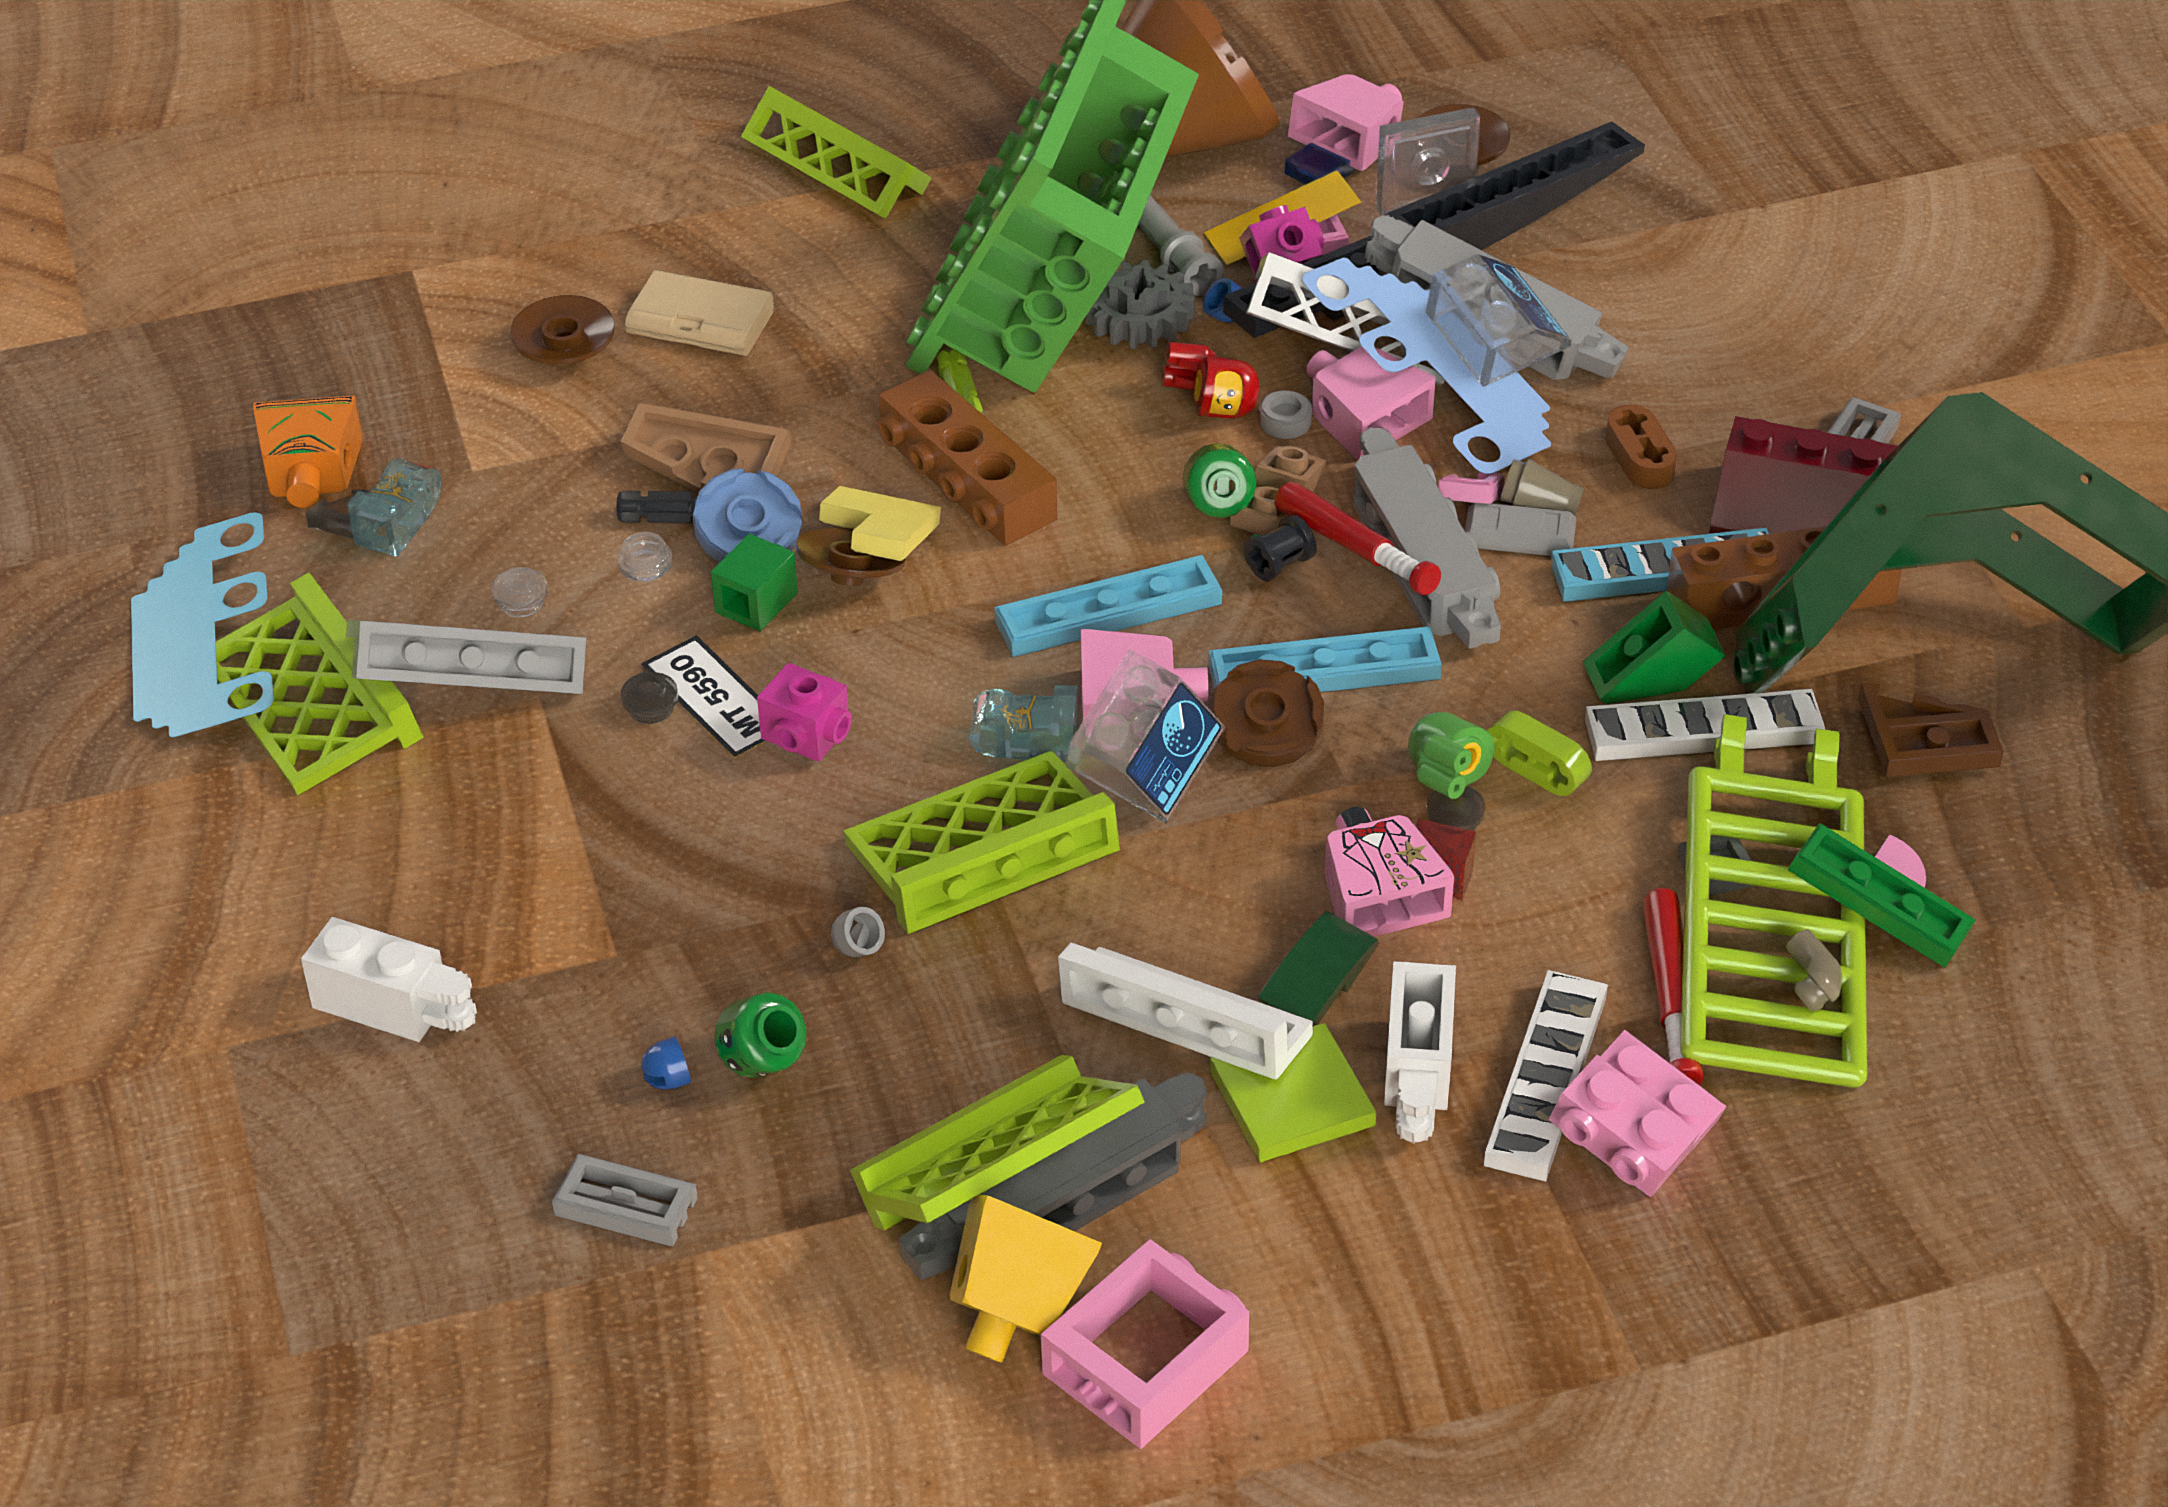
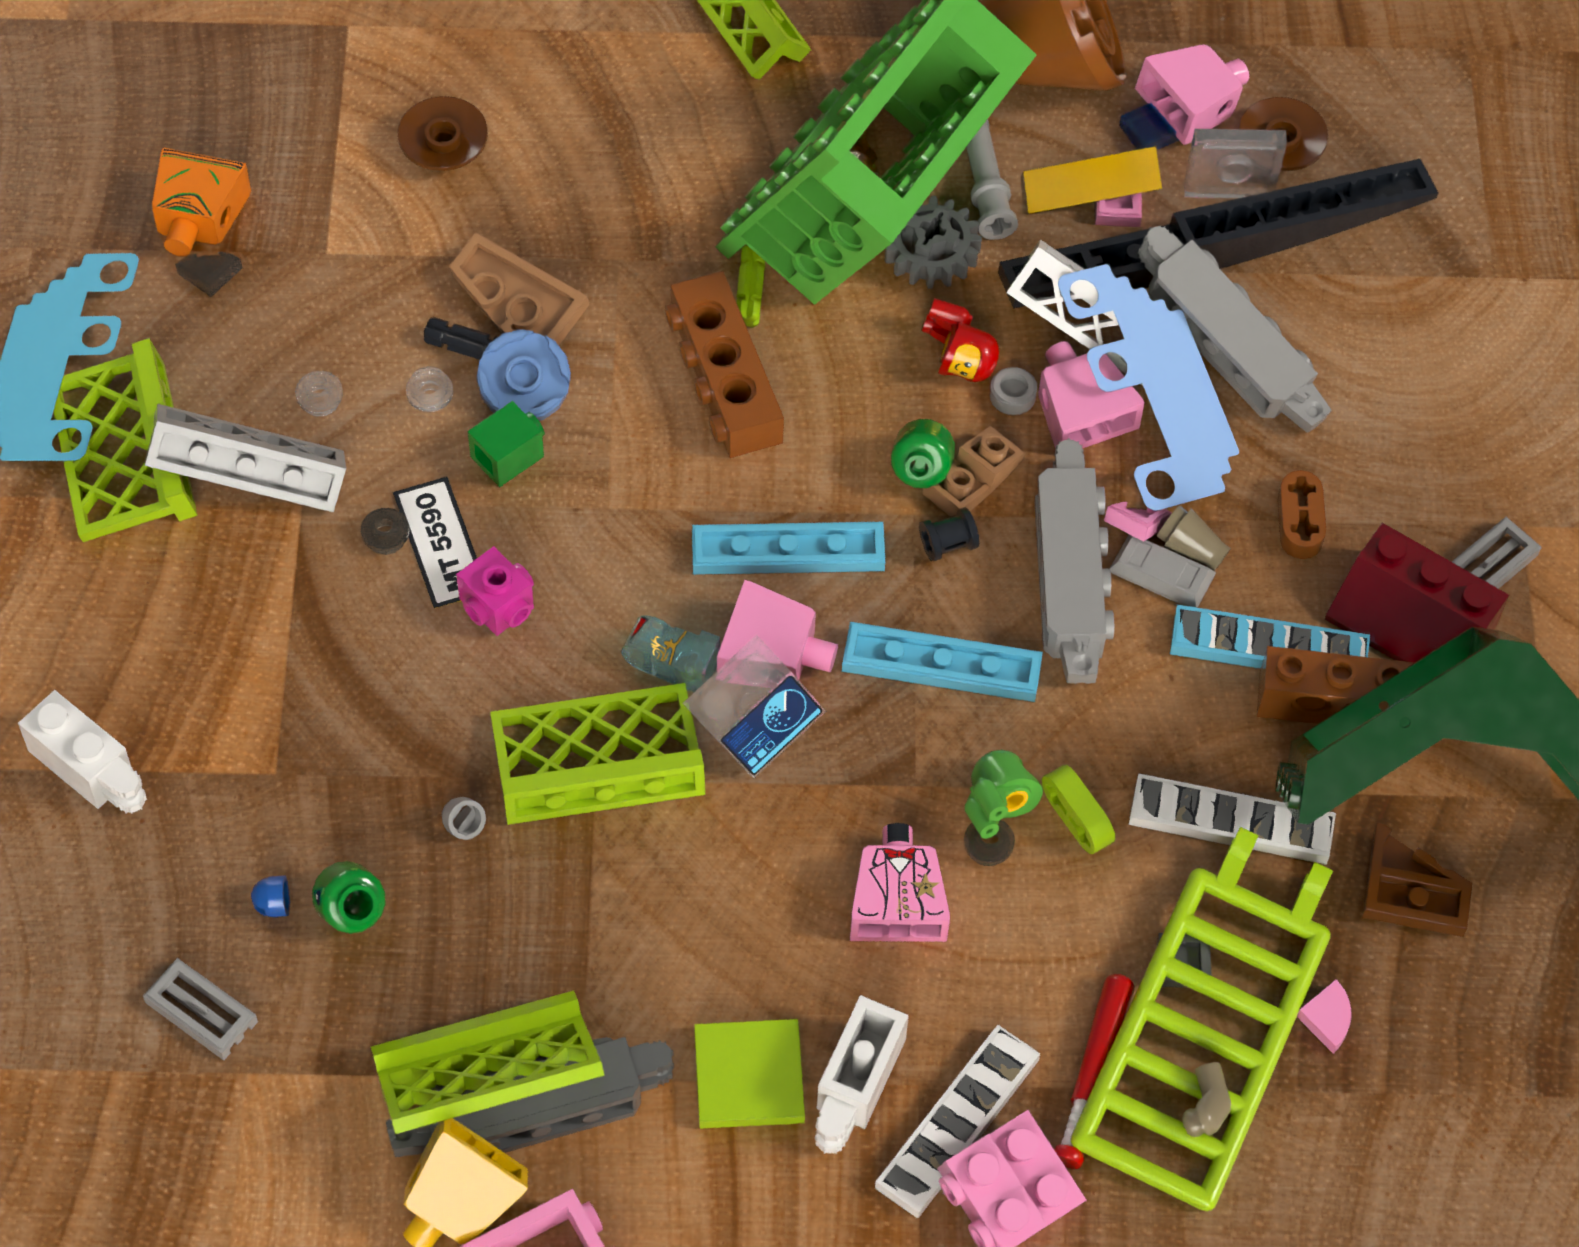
camera: 15 degrees right, 15 degrees up
(399, 502) = (248, 278): clear light blue leg -> none
(700, 312) = (564, 143): tan piece -> none
(831, 552) = (593, 438): reddish brown dish -> none
(880, 522) = (638, 411): light yellow tile -> none
(1181, 1010) = (687, 982): white fence -> none
(1214, 298) = (1004, 250): blue hinge -> none
(1268, 713) = (872, 700): reddish brown tile -> none
(1282, 234) = (1059, 210): dark pink brick -> none
(1319, 968) = (812, 967): dark green slope -> none
(1355, 536) = (1006, 546): red piece -> none
(1455, 848) = (962, 889): clear red slope -> none
(1492, 318) = (1216, 361): clear slope -> none
(1655, 653) = (1217, 739): green slope -> none
(1882, 895) = (1300, 1040): green tile -> none

